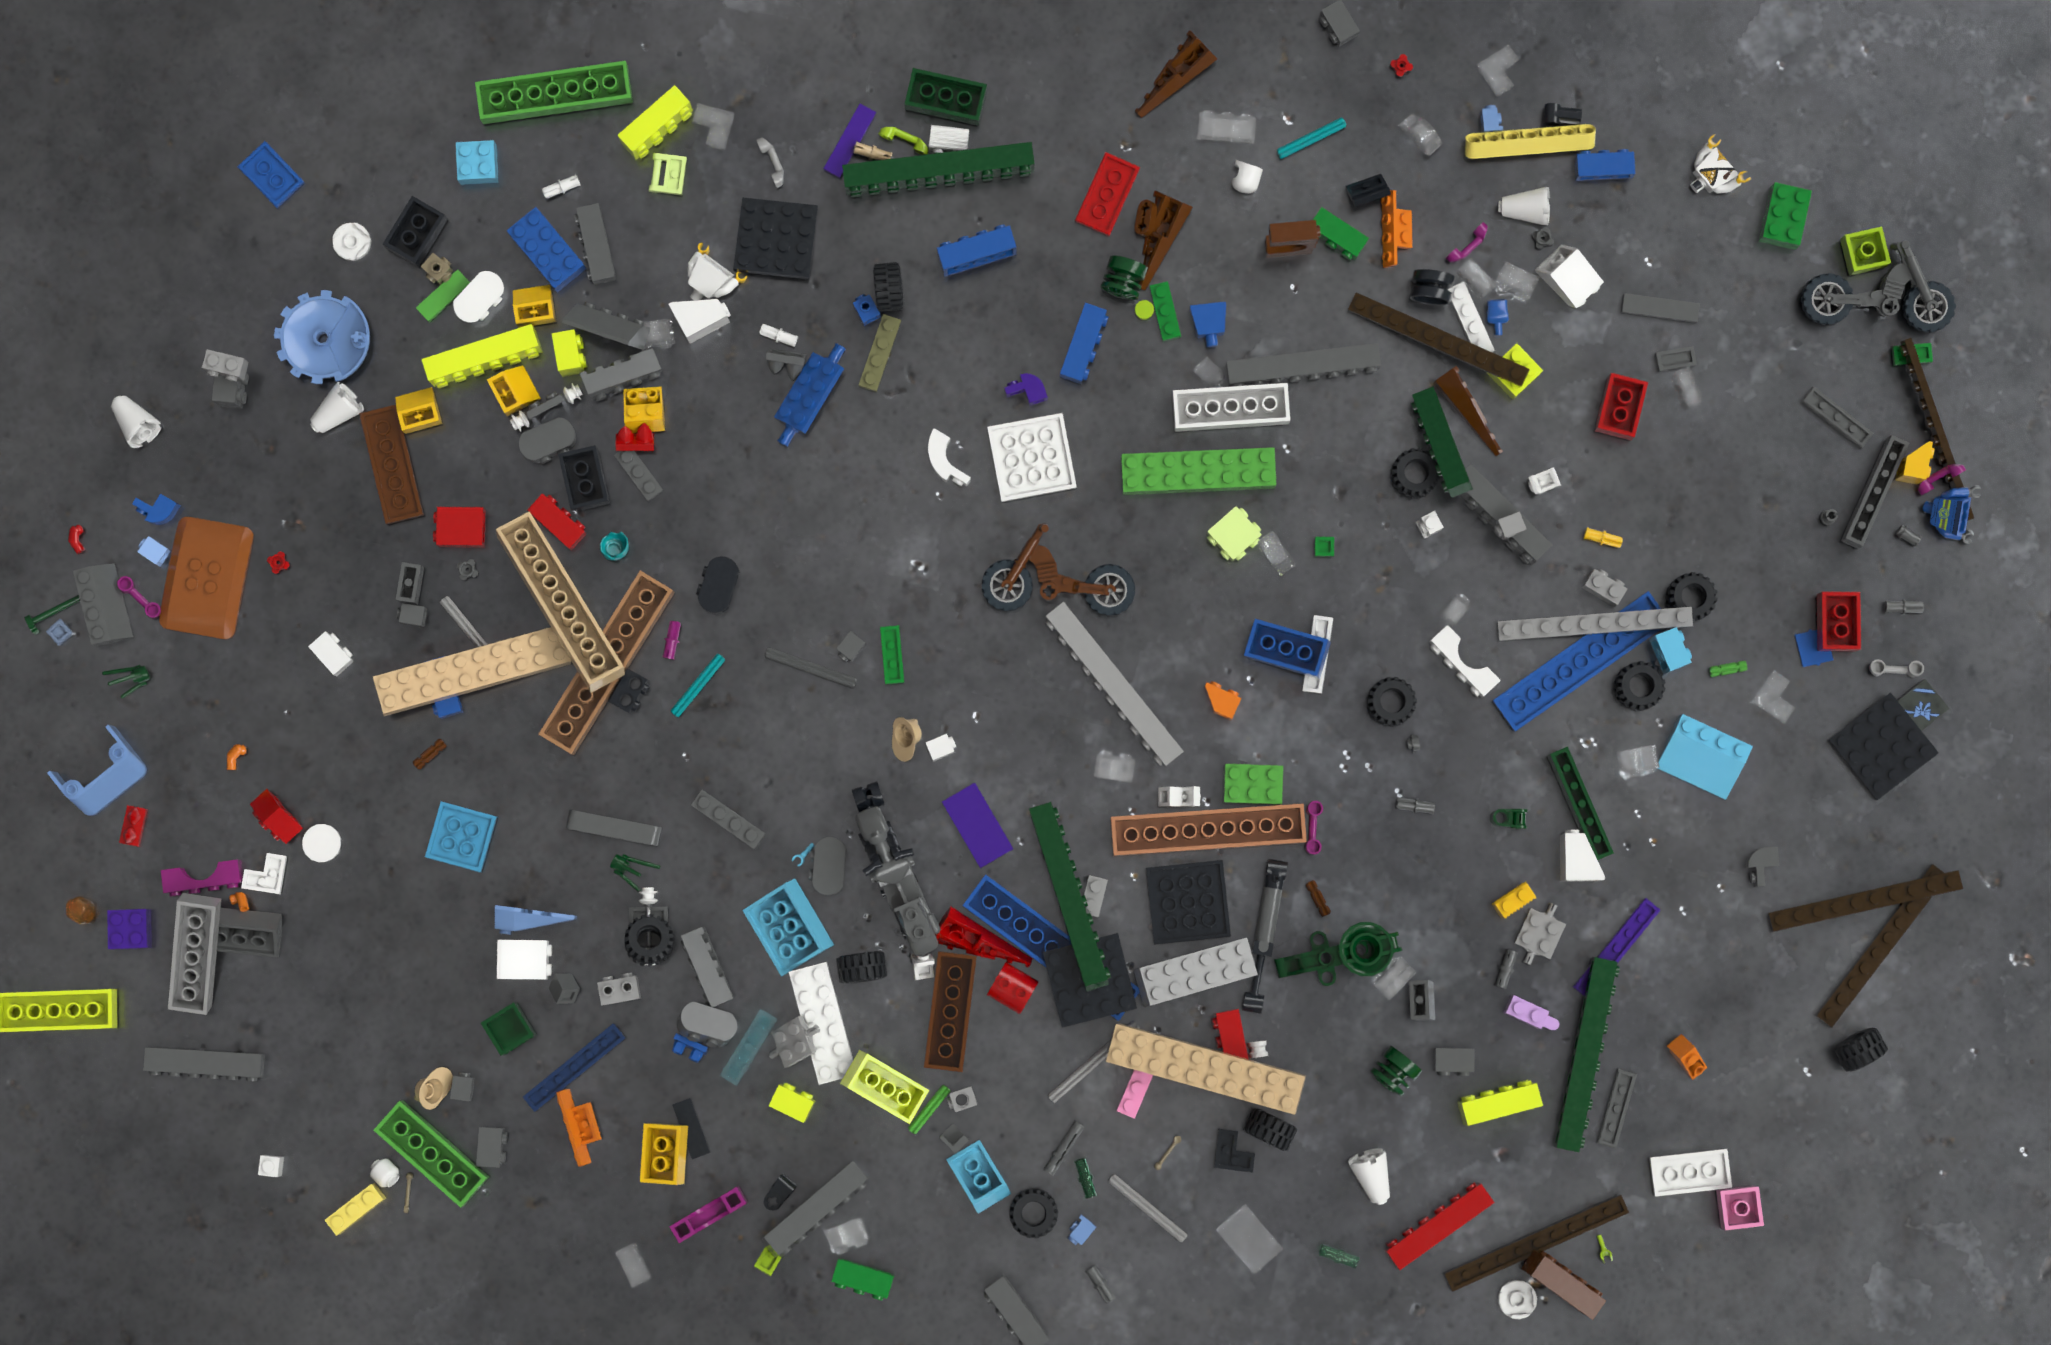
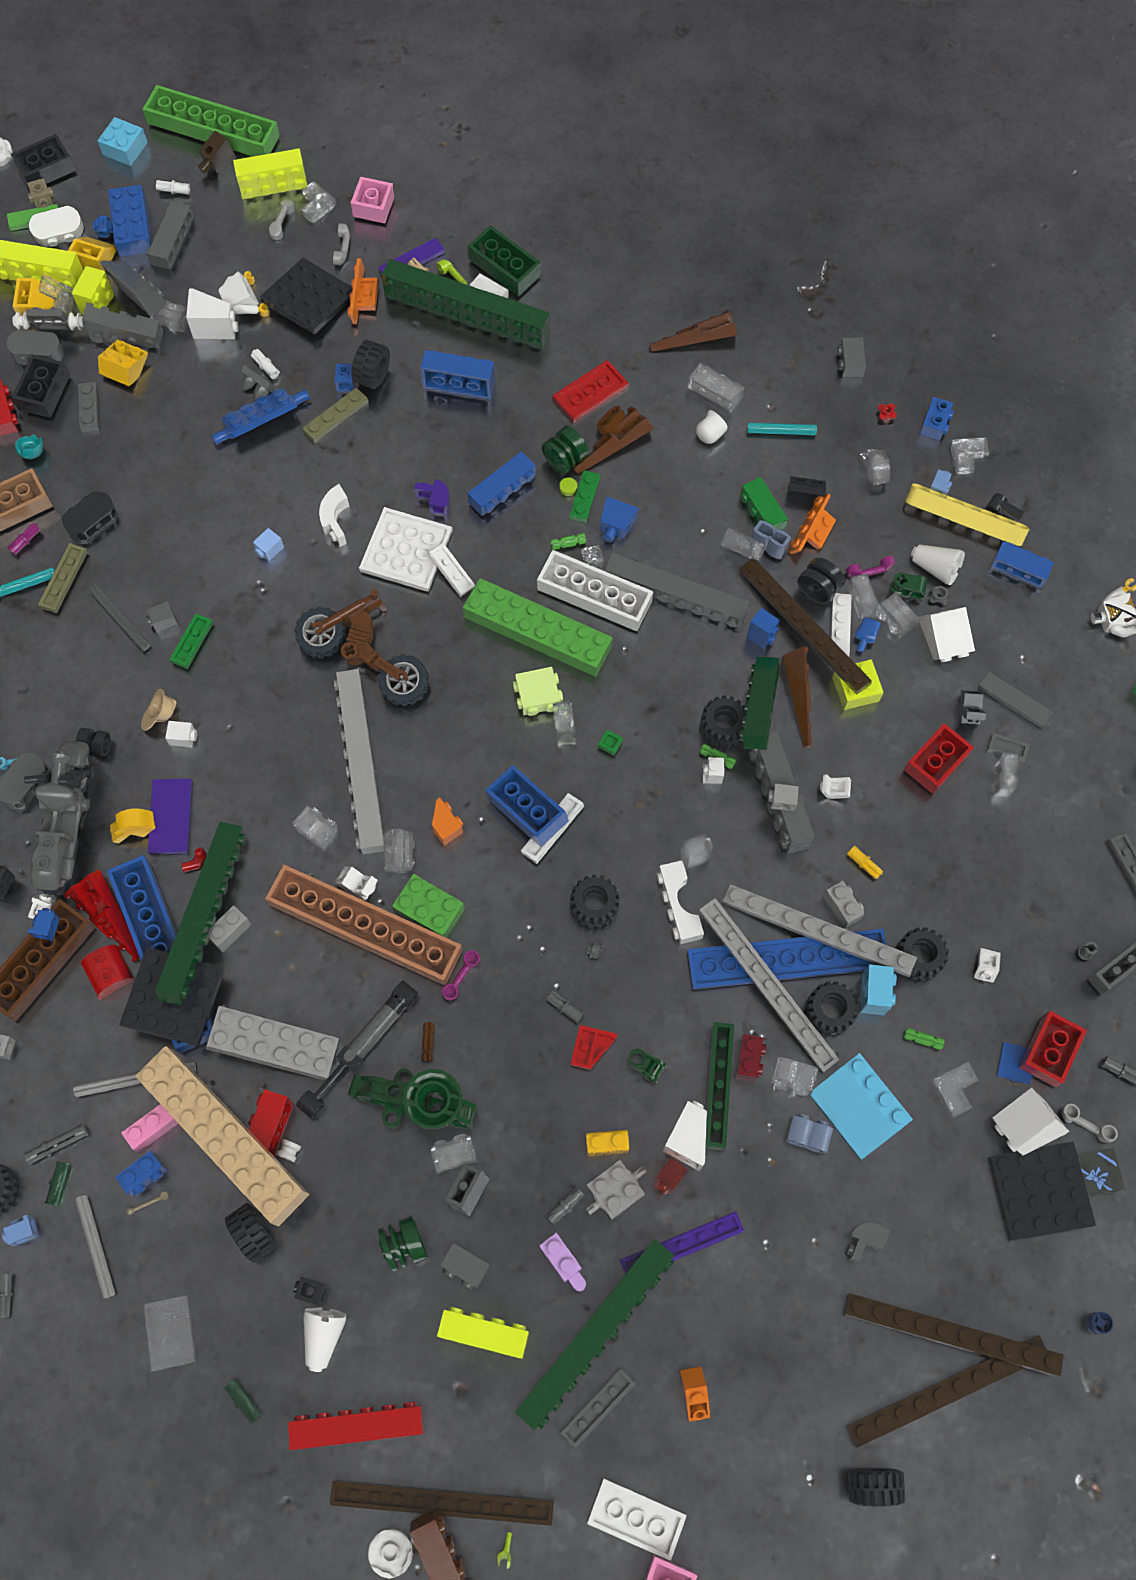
camera: 30 degrees right, 15 degrees down
(524, 271) = (102, 226): none -> blue gear
(538, 371) = (59, 292): none -> clear plate
(583, 121) = (216, 154): none -> dark brown torso
(639, 441) = (105, 382): red tile -> none
(673, 174) = (261, 219): yellowish green plate -> none
(695, 179) = (275, 228): none -> light grey bar
(734, 658) = (62, 578): none -> olive plate
(774, 96) = (372, 200): none -> bright pink brick
(829, 206) = (363, 293): none -> orange bracket
(902, 523) = (268, 545): none -> light blue brick
(944, 980) = (44, 924): none -> blue brick
(952, 852) = (132, 822): none -> yellow brick
(1027, 852) = (197, 862): none -> red arm
(1087, 456) = (451, 570): none -> white tile
(1150, 1133) = (141, 1173): none -> blue brick
(1175, 367) = (568, 541): none -> bright green axle
(1188, 902) = (308, 981): black plate -> none
(1198, 749) = (398, 851): none -> clear brick
(1228, 1157) = (199, 1238): black plate -> none
(1292, 238) = (728, 470): reddish brown arch -> none
(1342, 287) = (743, 544): none -> clear brick
(1349, 1143) = (317, 1297): none -> black brick
(1368, 268) = (775, 540): none -> sand blue brick
(1404, 364) = (763, 629): none -> blue brick
(1425, 507) = (714, 753): none -> bright green axle
(1452, 49) = (936, 419): none -> blue brick
(1456, 827) = (590, 1046): none -> red wing
(1515, 243) = (910, 585): none -> dark green piece
(1577, 695) = (769, 985): none -> light grey plate
(1580, 900) = (670, 1176): none -> clear red brick
(1593, 766) = (749, 1058): none -> dark red brick
(1626, 339) = (971, 707): none -> brick
(1674, 802) = (809, 1134): none -> sand blue brick
(1751, 575) = (988, 965): none -> white bracket
(1848, 696) = (1029, 1123): none -> white slope
(1975, 828) = (1104, 1322): none -> dark blue wheel

